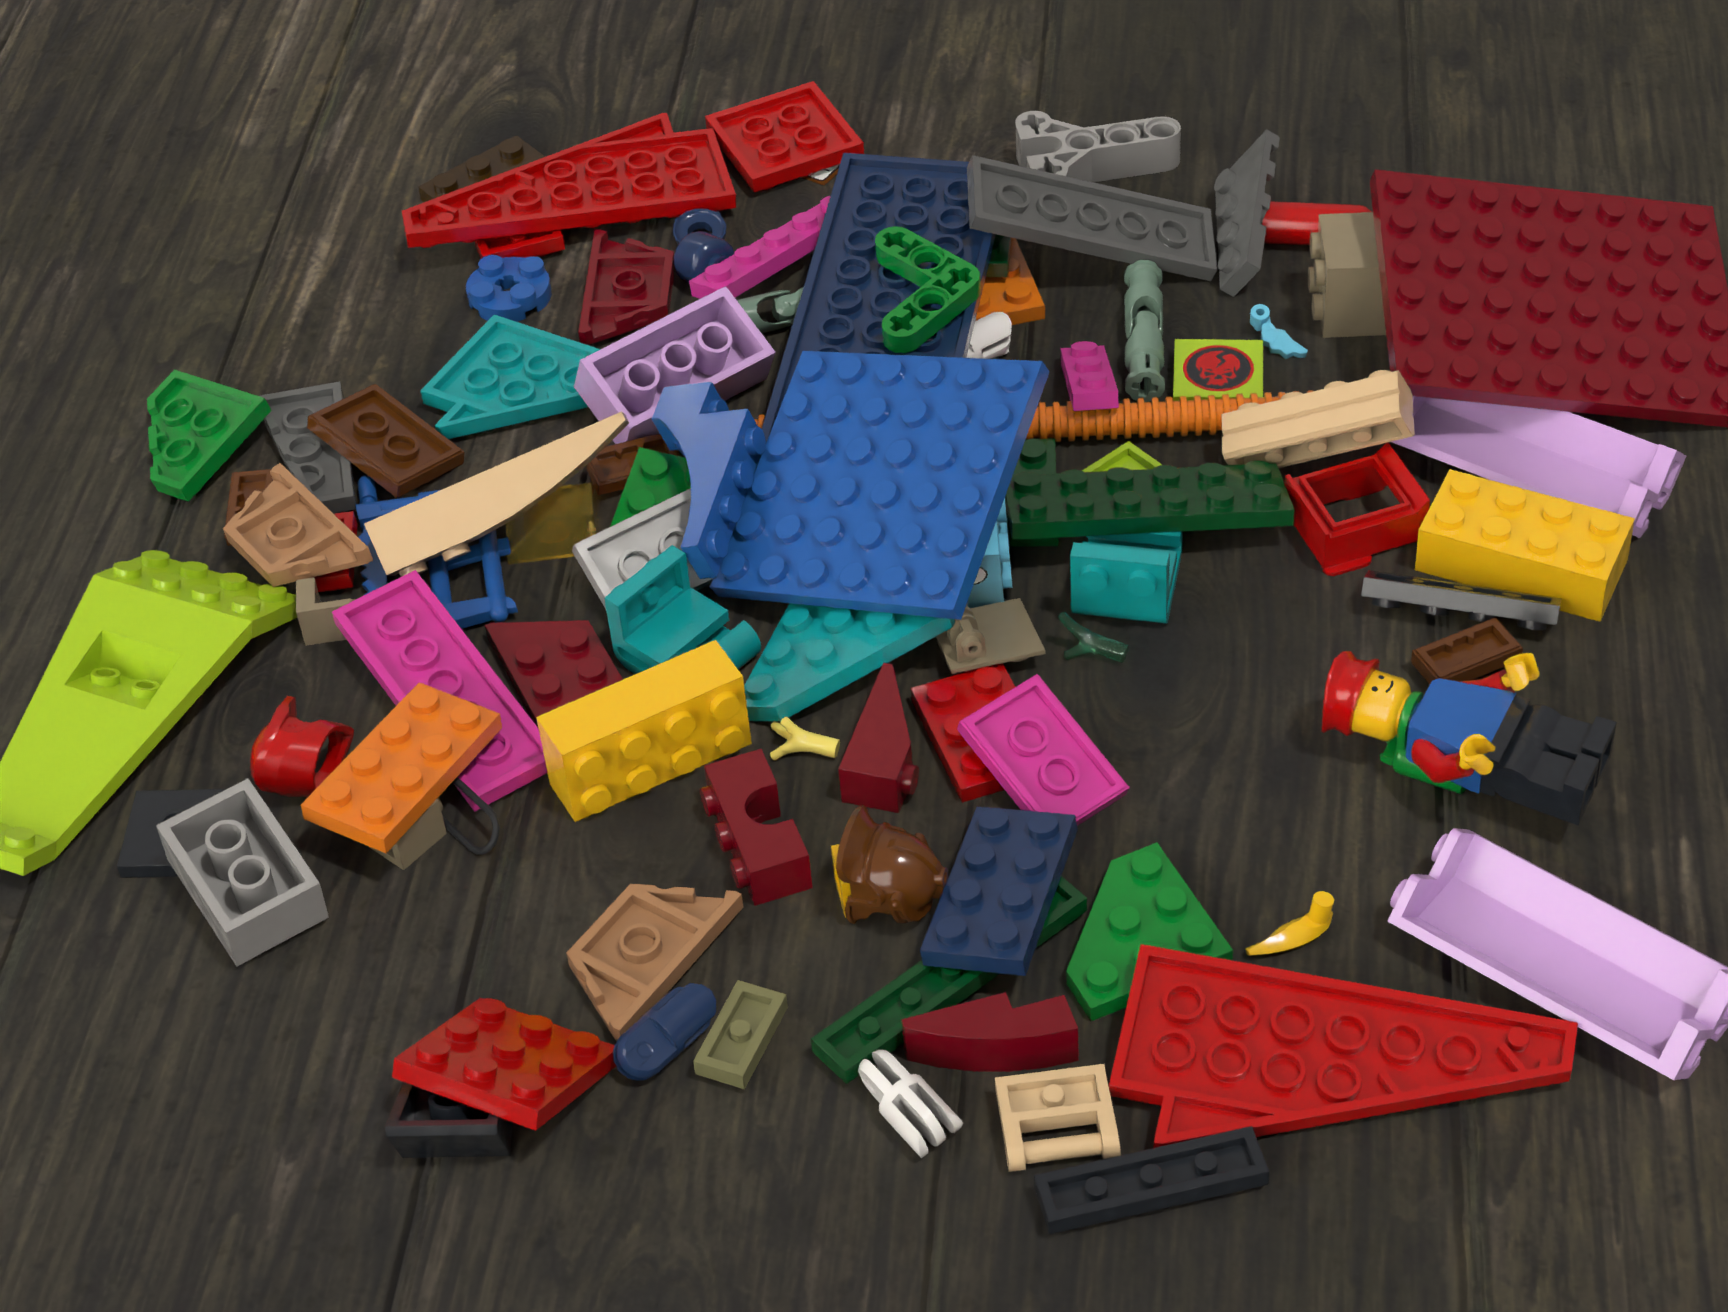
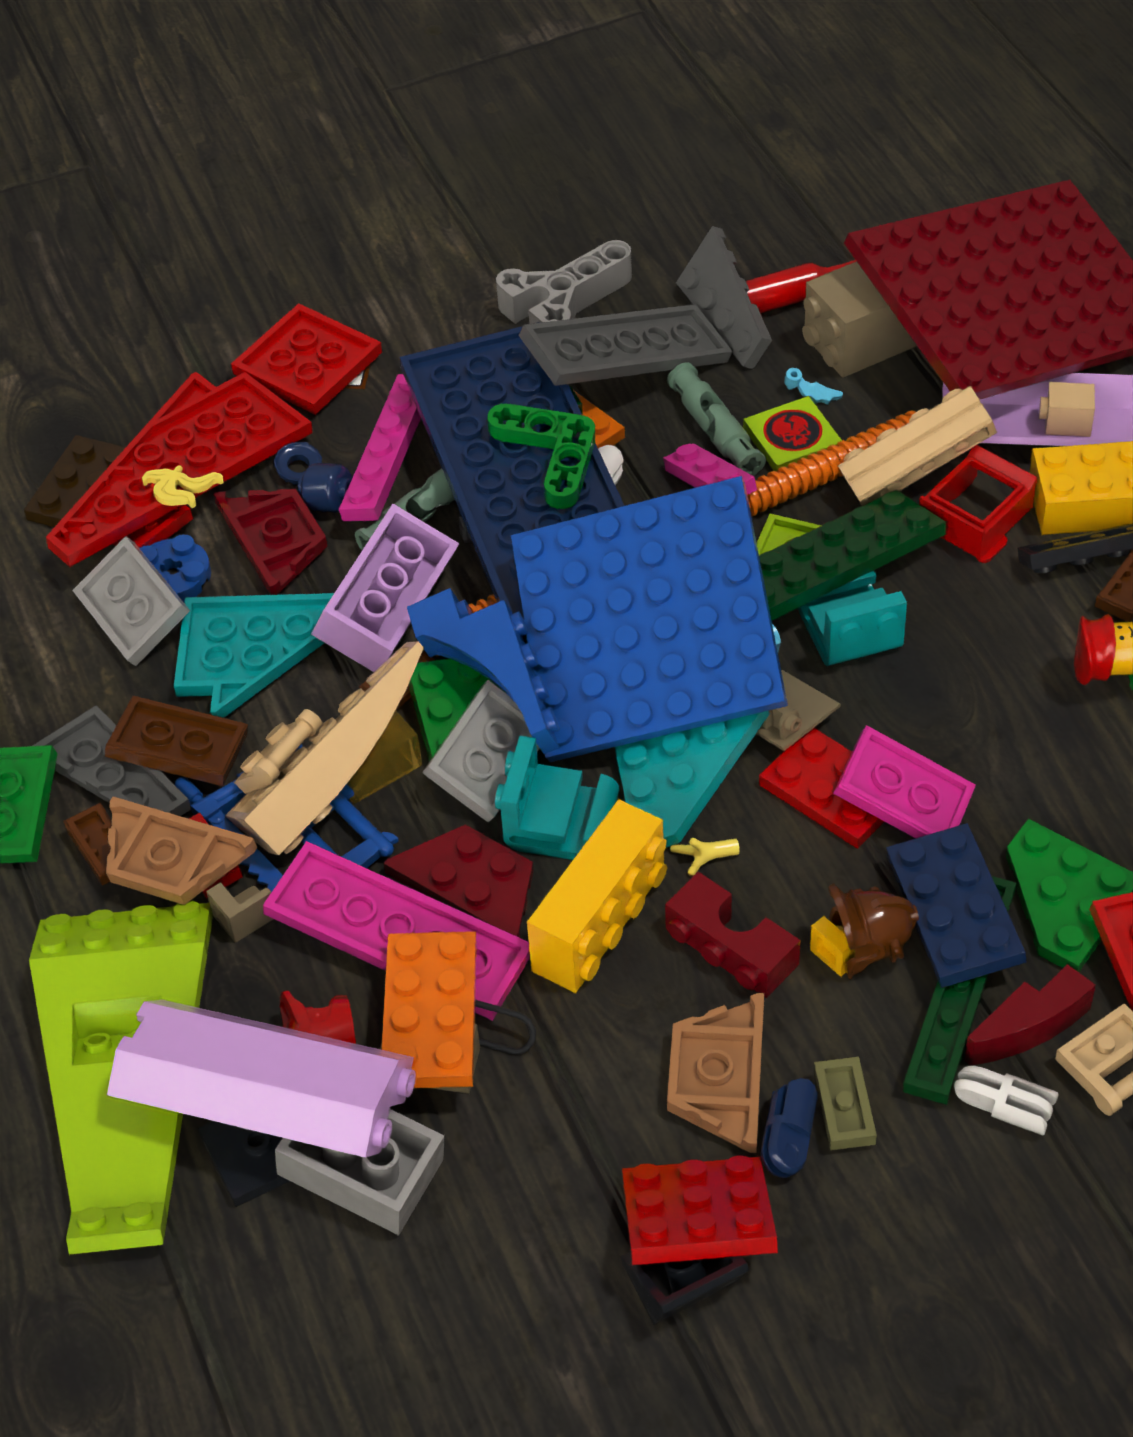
camera: 30 degrees left, 5 degrees up
(191, 754) = (262, 1077): none -> lavender panel
(434, 481) = (263, 767): none -> tan plate
(441, 299) = (131, 601): none -> light grey plate
(550, 198) = (167, 481): none -> light yellow piece
(878, 760) = (778, 830): dark red slope -> none
(1092, 642) = (863, 683): clear green bar -> none
(1535, 448) = (1068, 409): none -> tan brick

